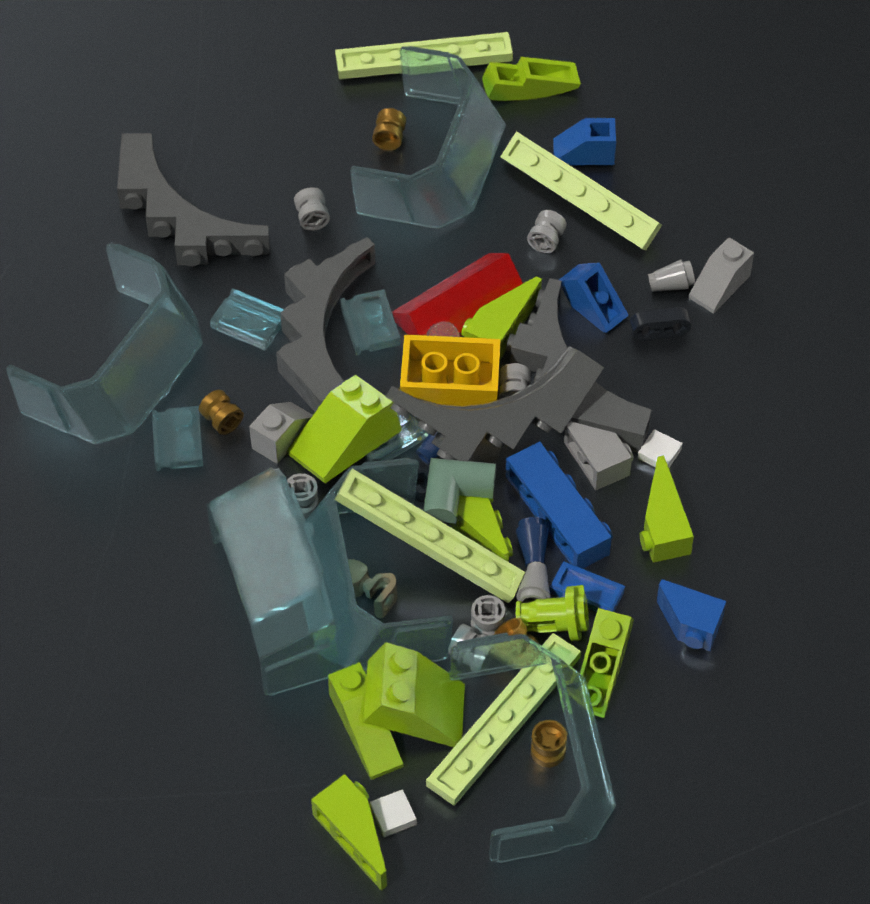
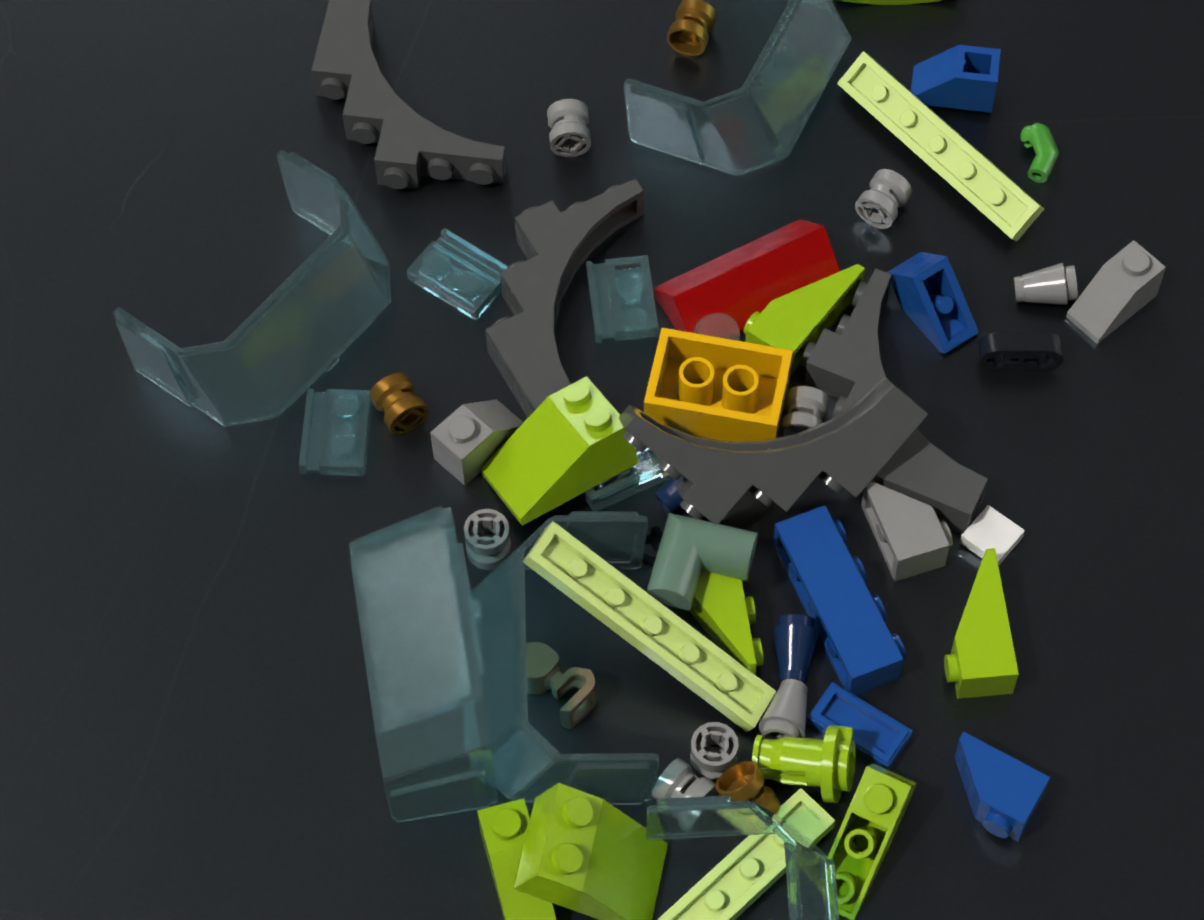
camera: 10 degrees right, 5 degrees up
(656, 185) = (1041, 140): none -> bright green arm

